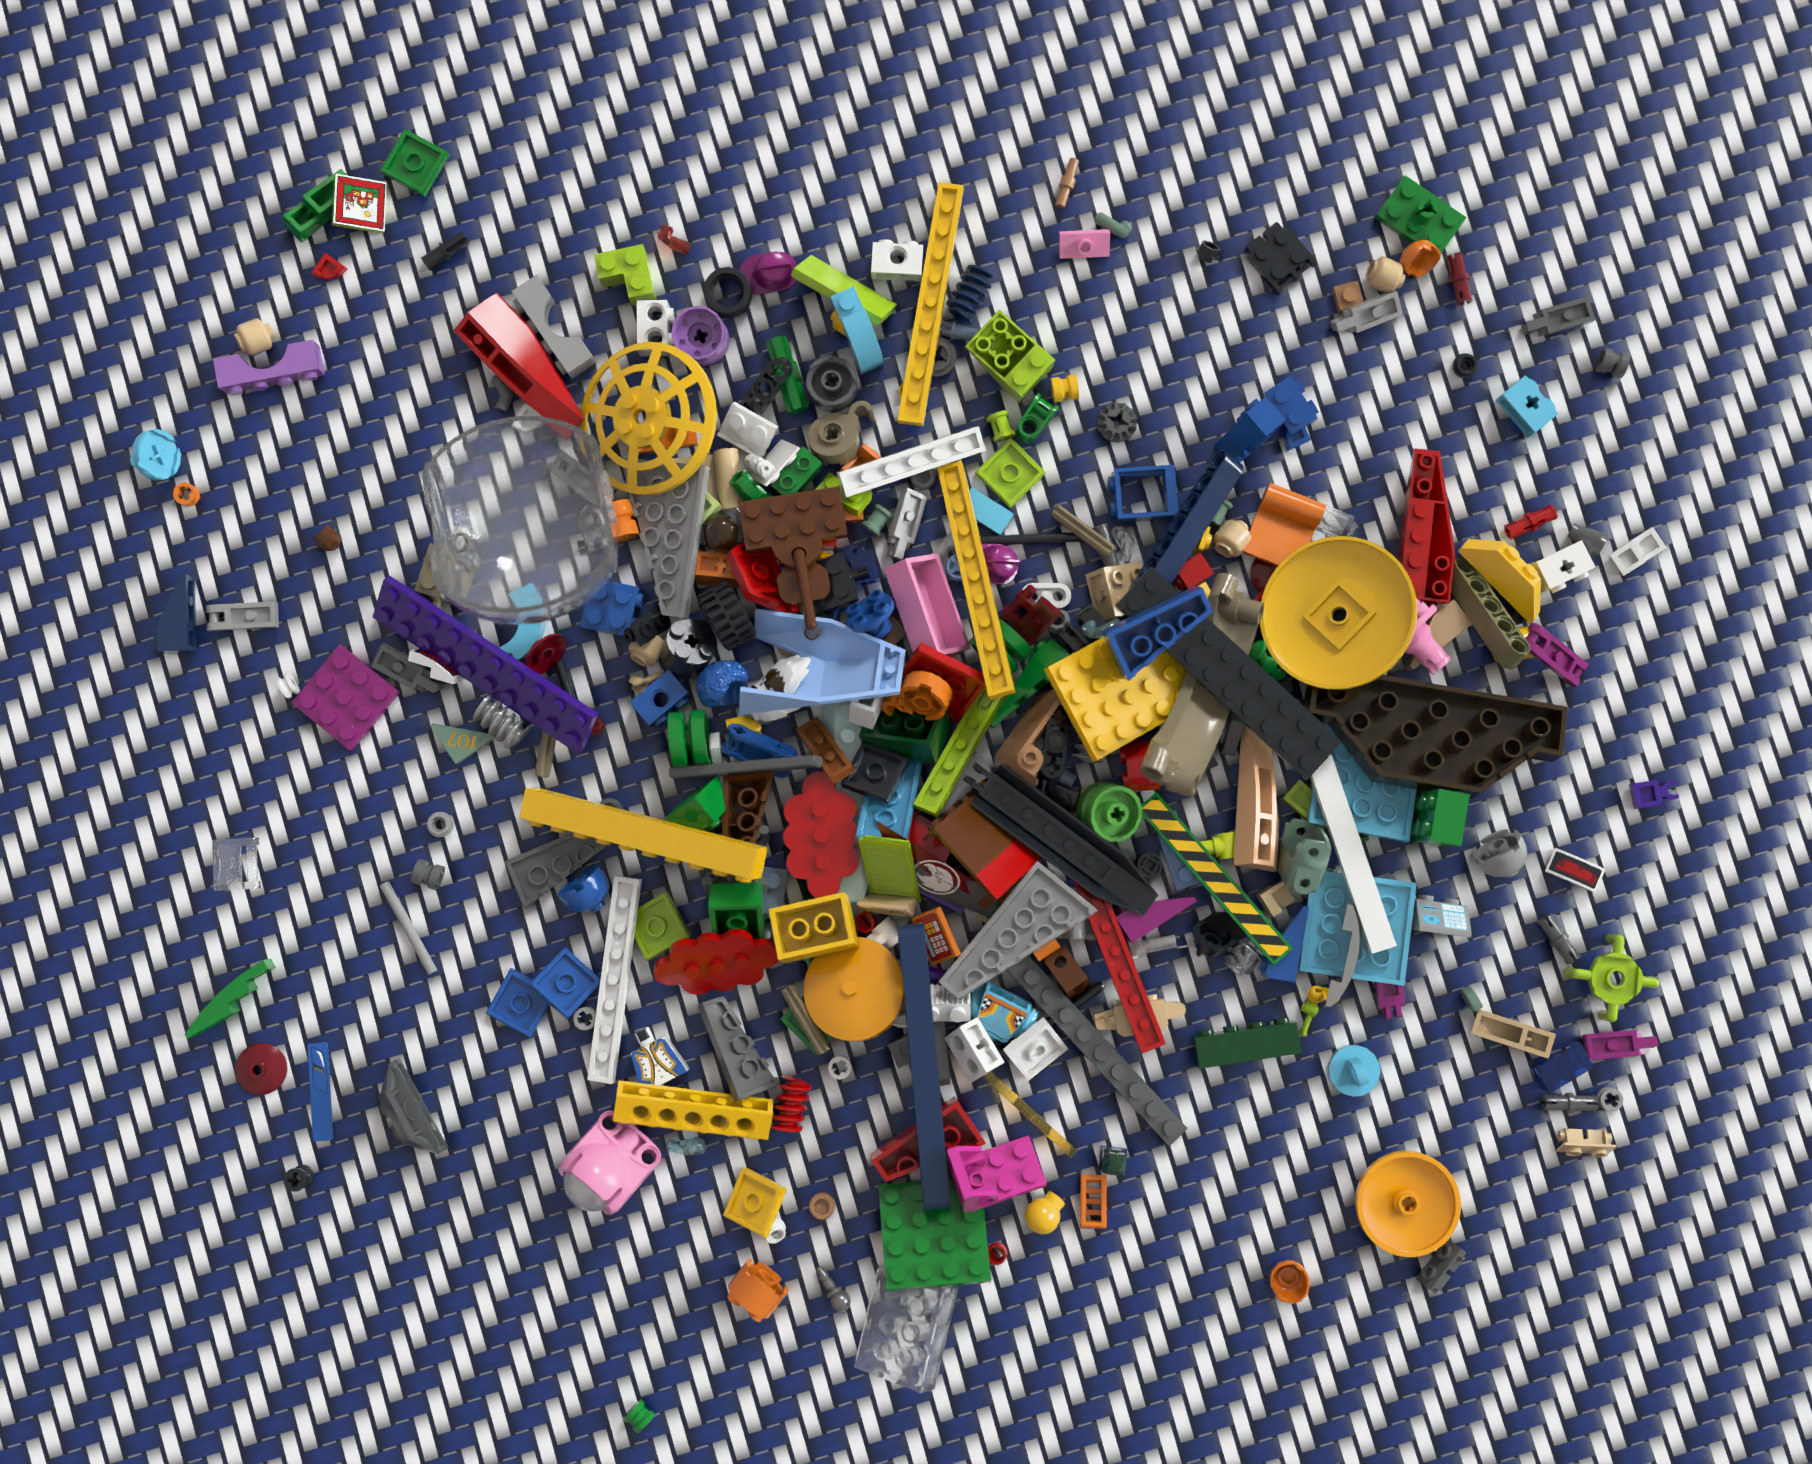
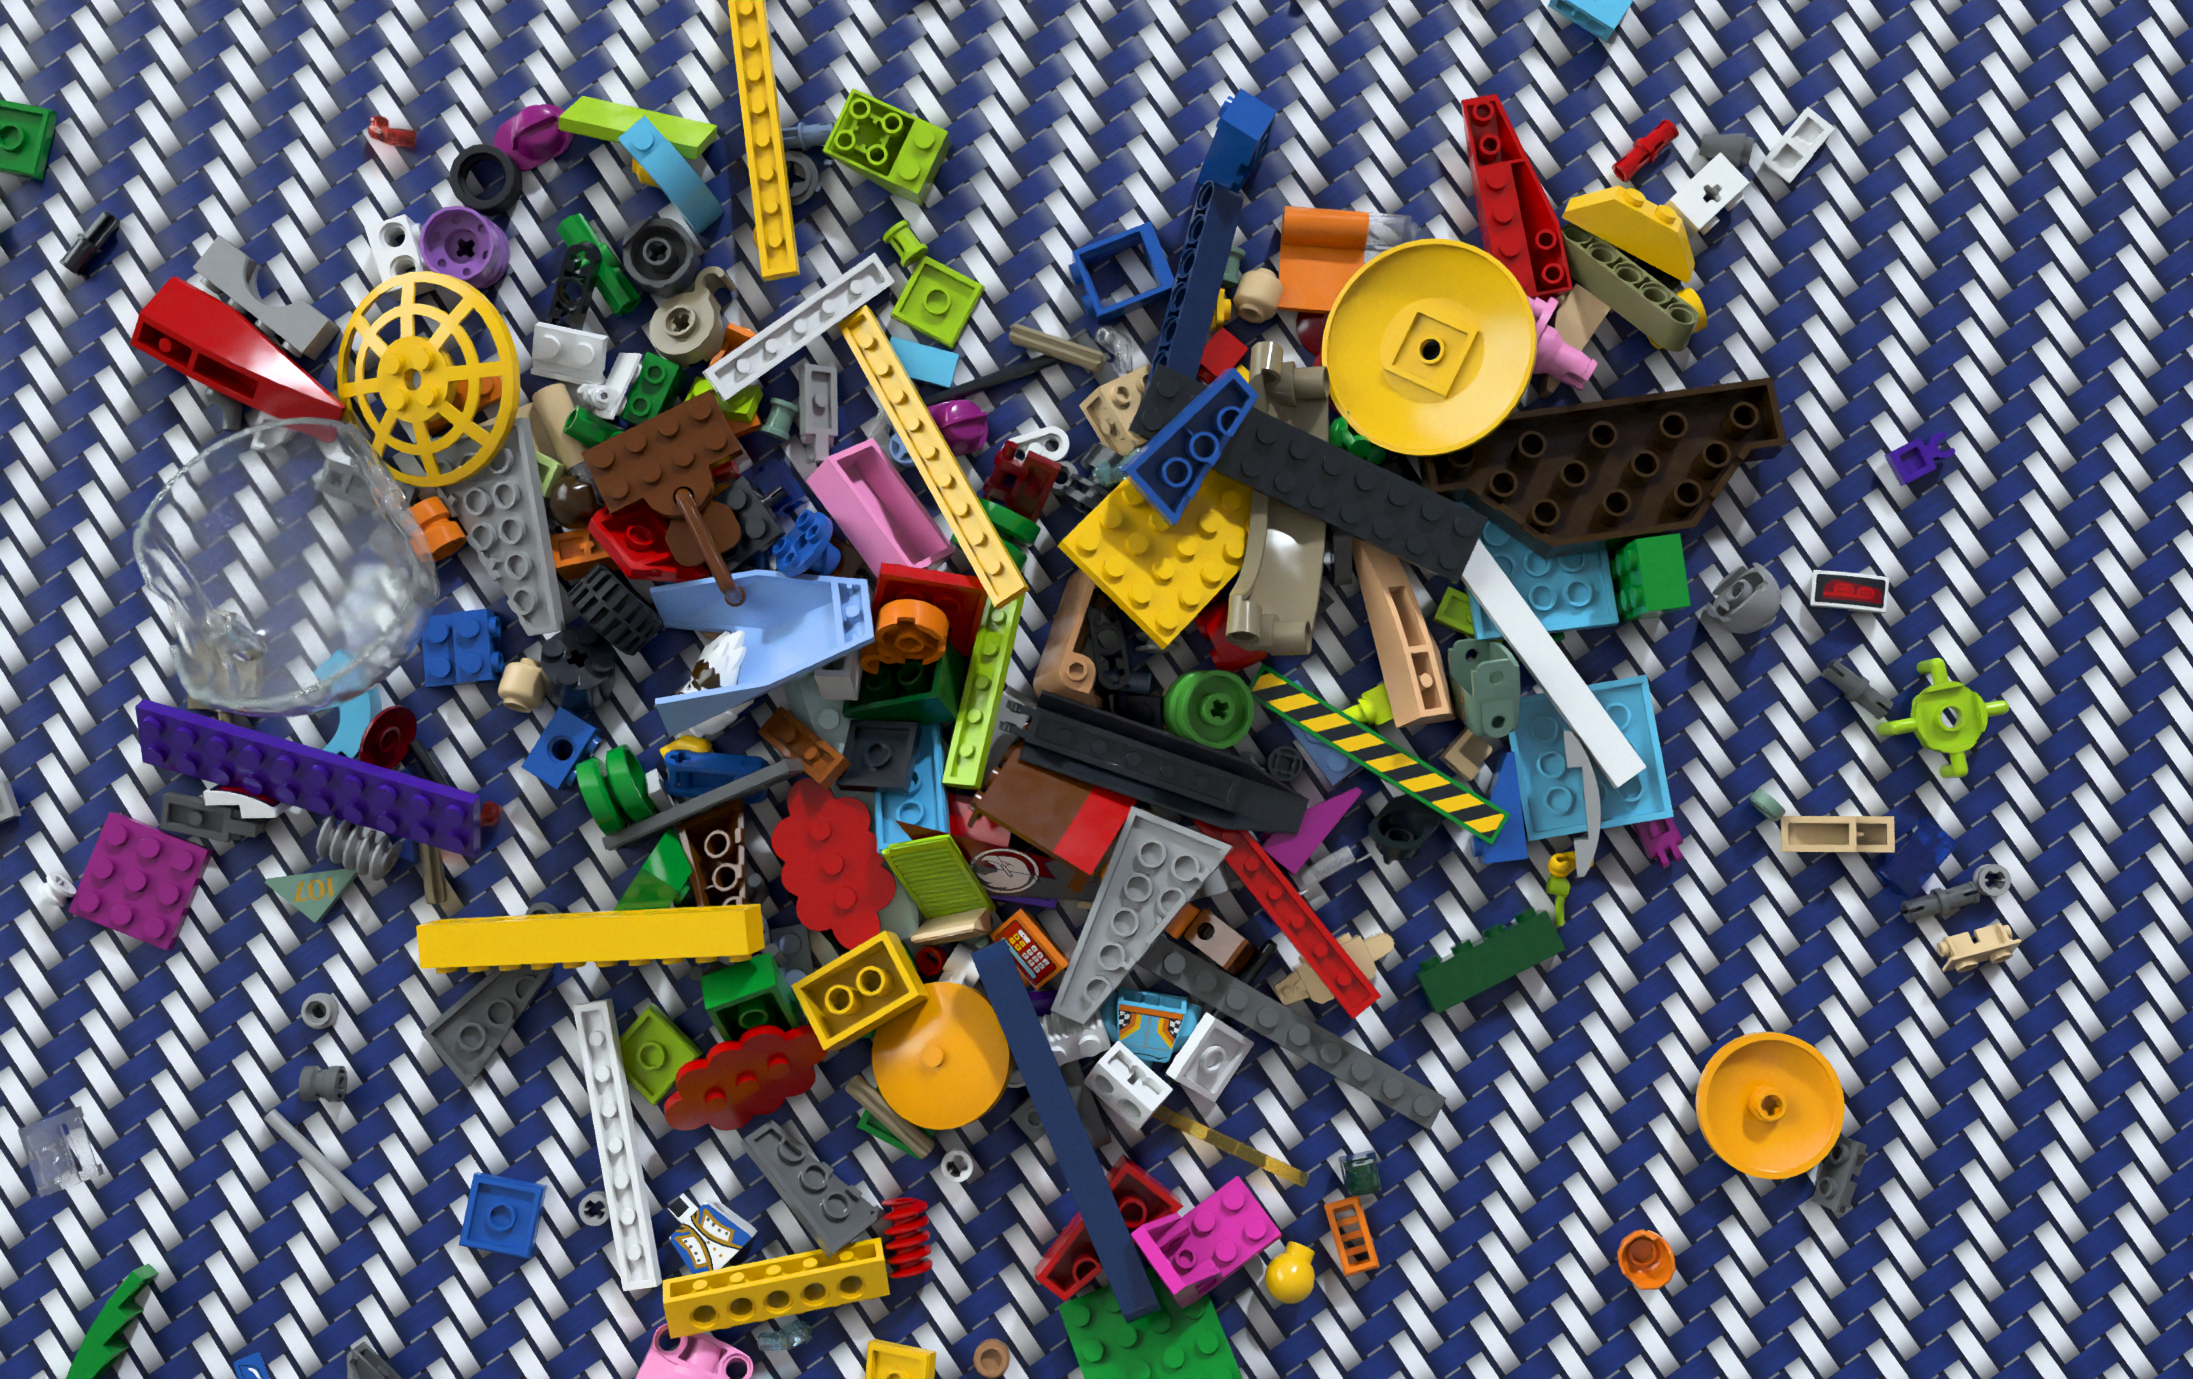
camera: 15 degrees left, 0 degrees up
(328, 539) = (49, 676): reddish brown plate -> none
(565, 983) = (553, 1170): blue plate -> none
(586, 891) = (542, 1038): blue cylinder -> none
(627, 266) = (341, 187): lime brick -> none
(641, 684) = (531, 736): tan hand -> none
(646, 627) = (512, 658): black hinge -> none
(721, 683) = (630, 702): blue hair -> none
(885, 269) = (716, 76): white brick -> none
(923, 480) = (825, 346): dark grey tile -> none
(968, 291) = (805, 79): dark blue piece -> none
(994, 1257) = (1242, 1352): red hinge -> none
(1031, 678) = (1049, 568): green wedge -> none
(1038, 416) = (951, 214): green piece -> none
(1064, 388) = (974, 167): yellow wheel -> none
(1106, 426) = (1069, 201): dark grey gear -> none
(1242, 957) = (1447, 846): clear head -> none
(1292, 404) = (1282, 92): blue bracket -> none
(1297, 439) = (1300, 133): blue tile -> none
(1353, 1070) = (1642, 950): medium azure tile -> none
(1441, 917) = (1693, 710): light grey slope -> none
(1555, 655) = (1734, 314): magenta plate -> none
(1617, 1044) = (1978, 804): magenta hinge -> none

